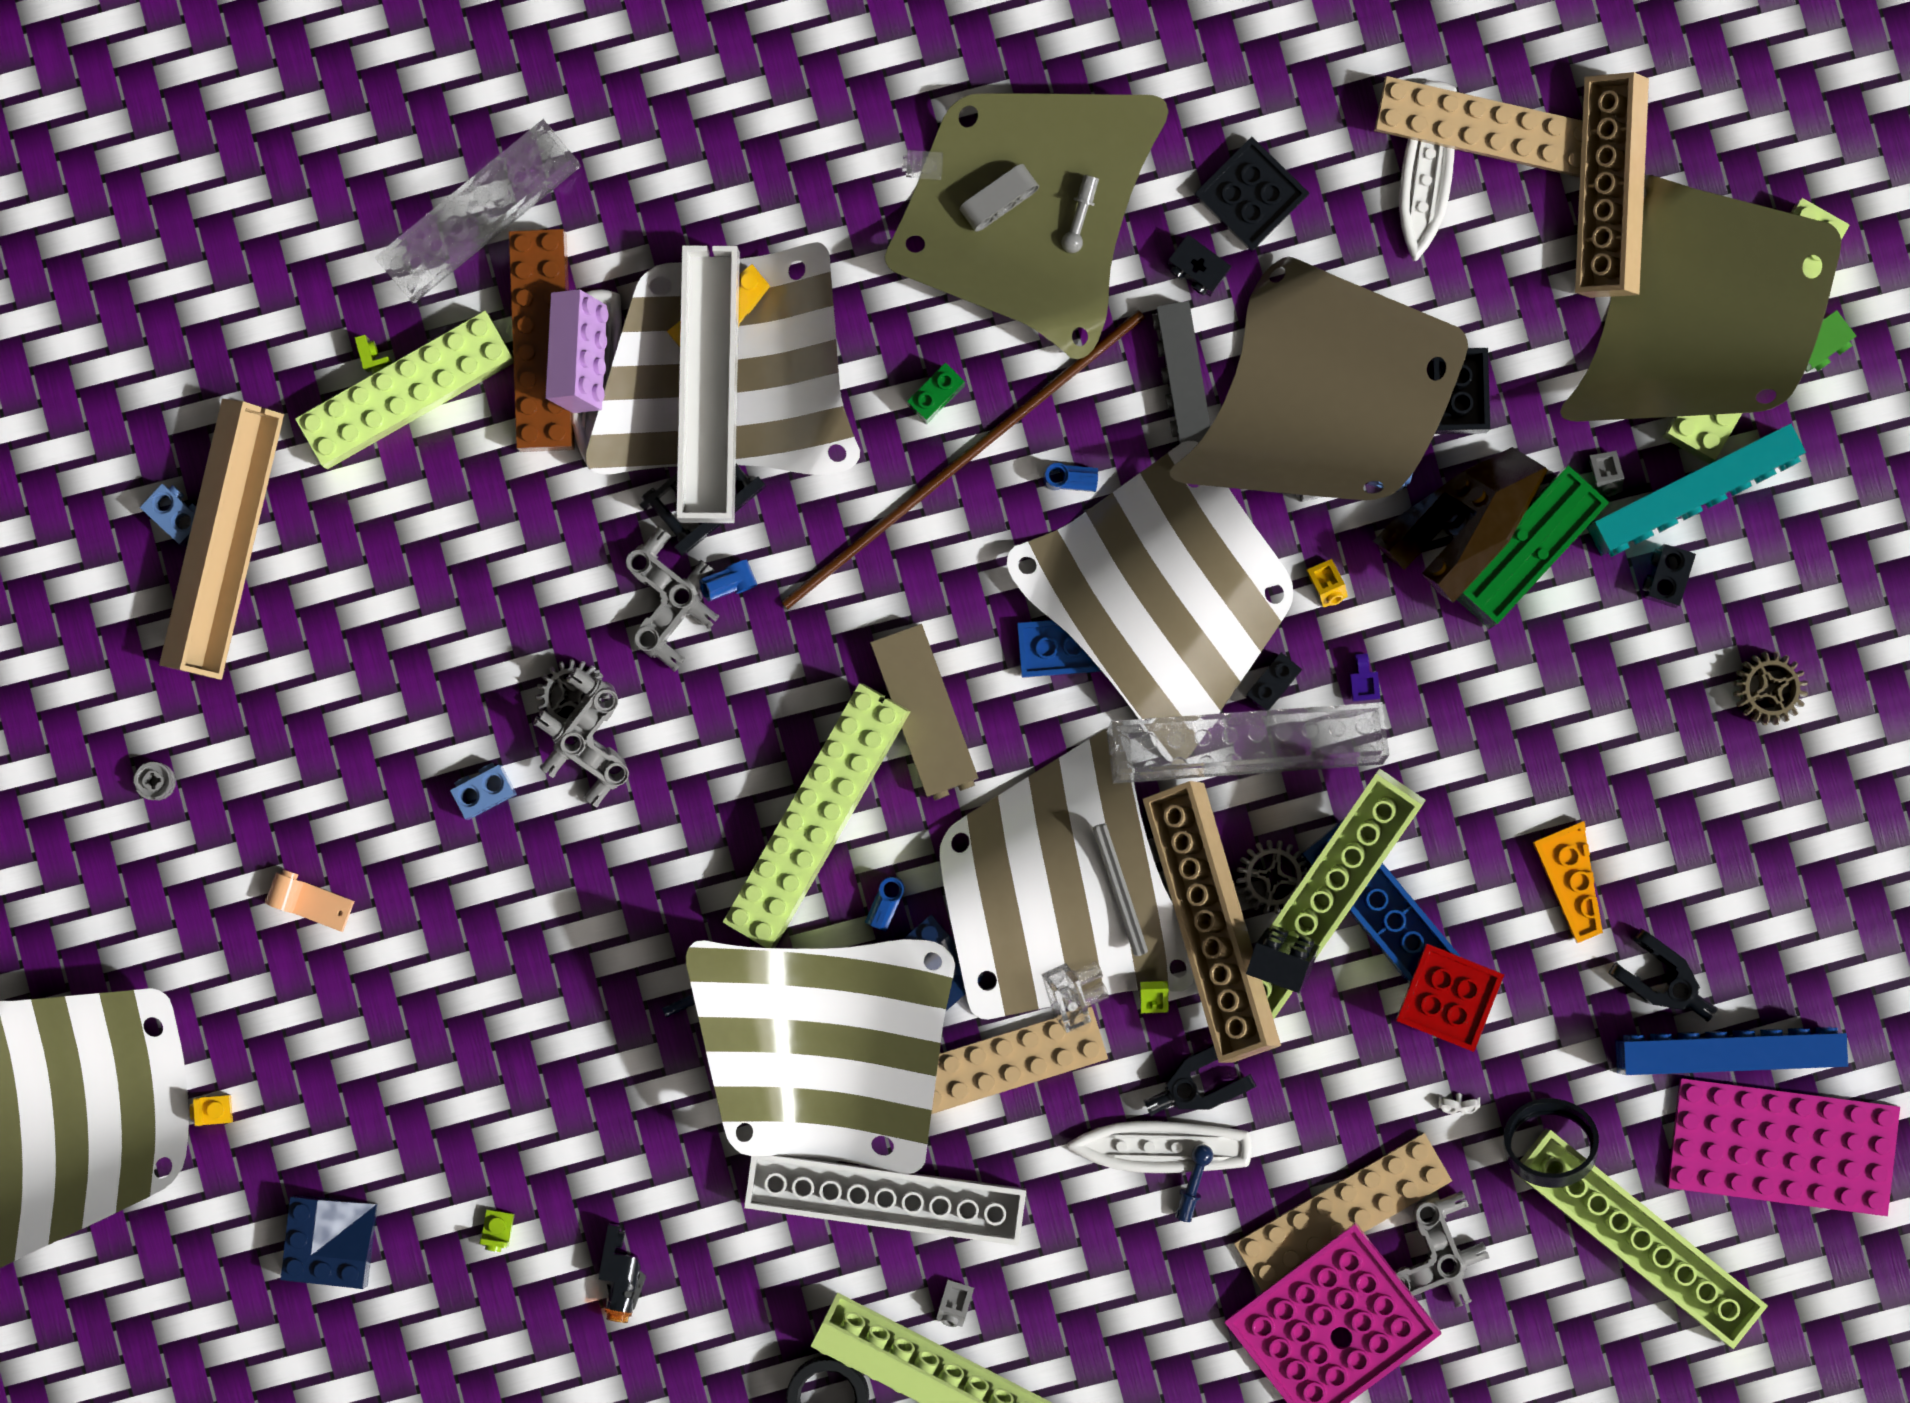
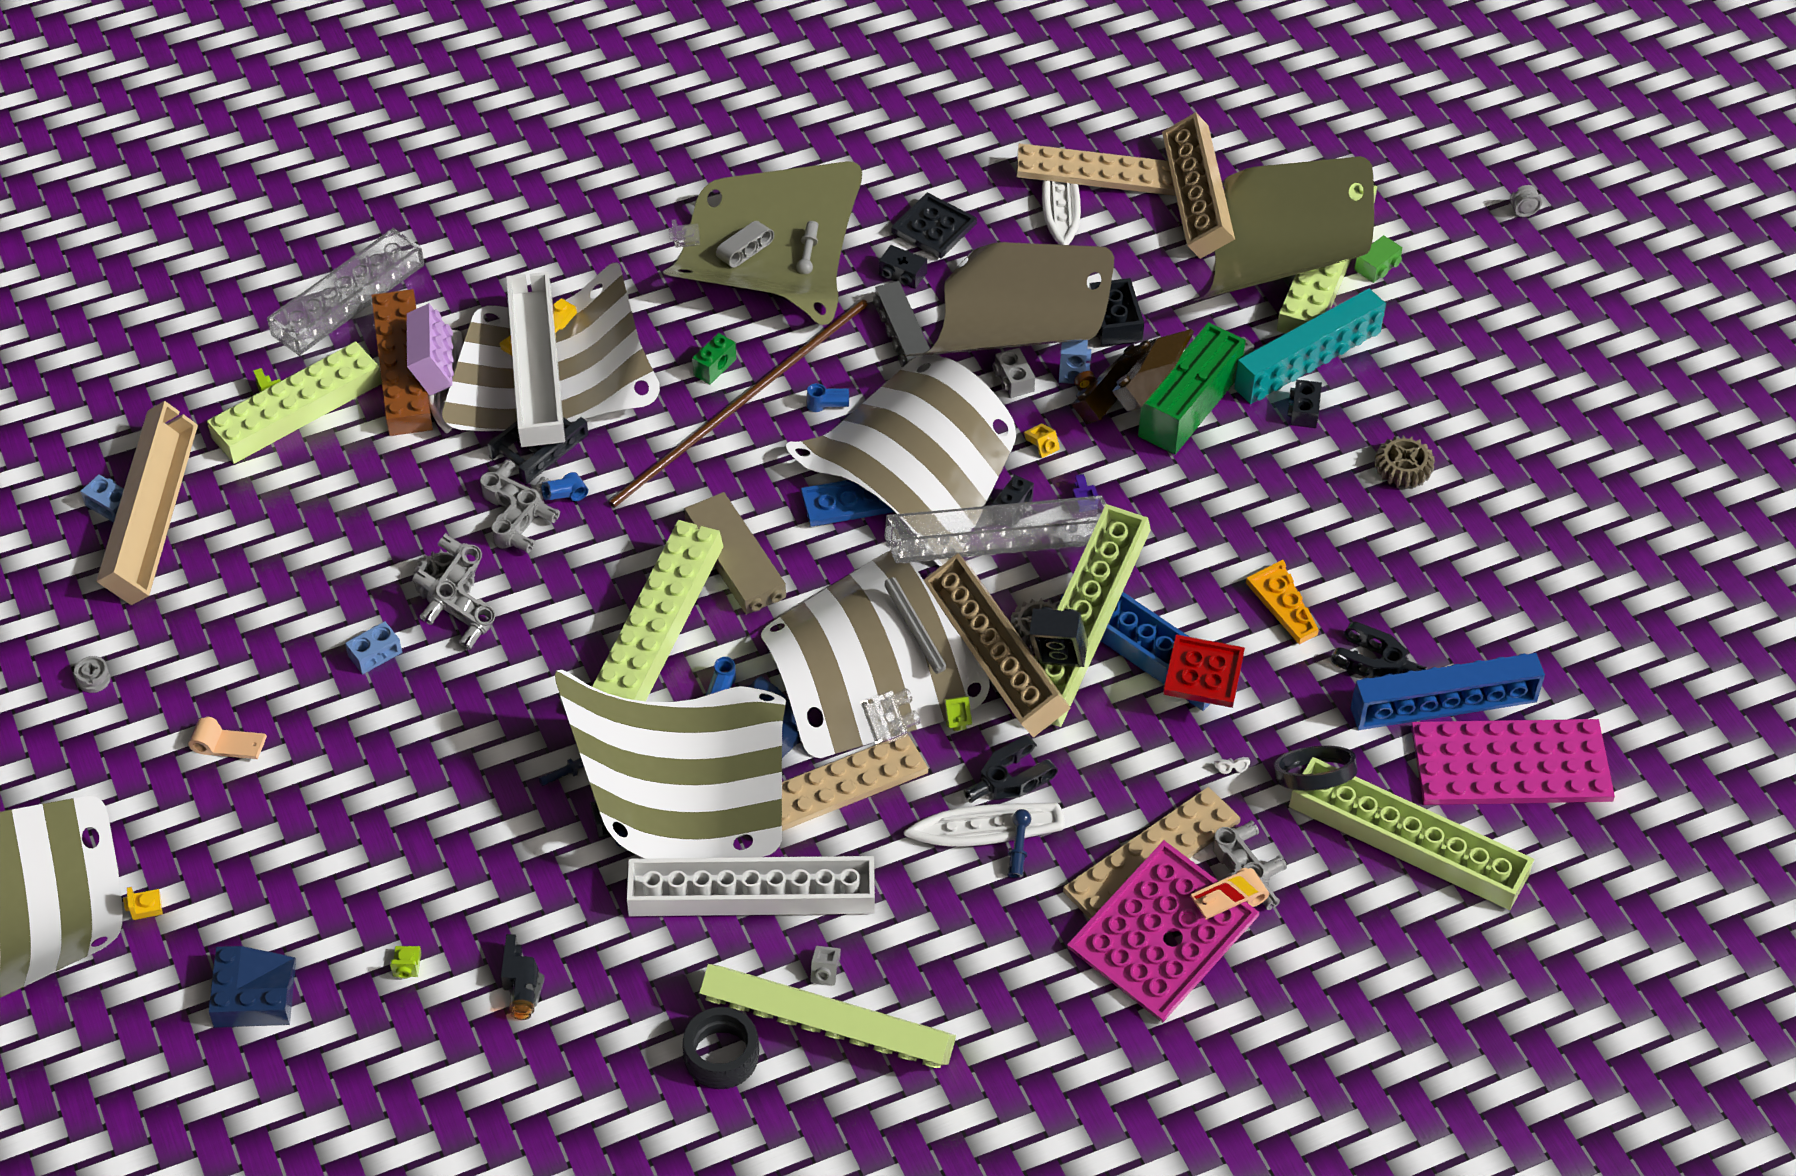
camera: 15 degrees left, 35 degrees down
(1399, 497) = (1084, 379): none -> reddish brown tile
(1415, 1306) = (1231, 892): none -> light nougat door

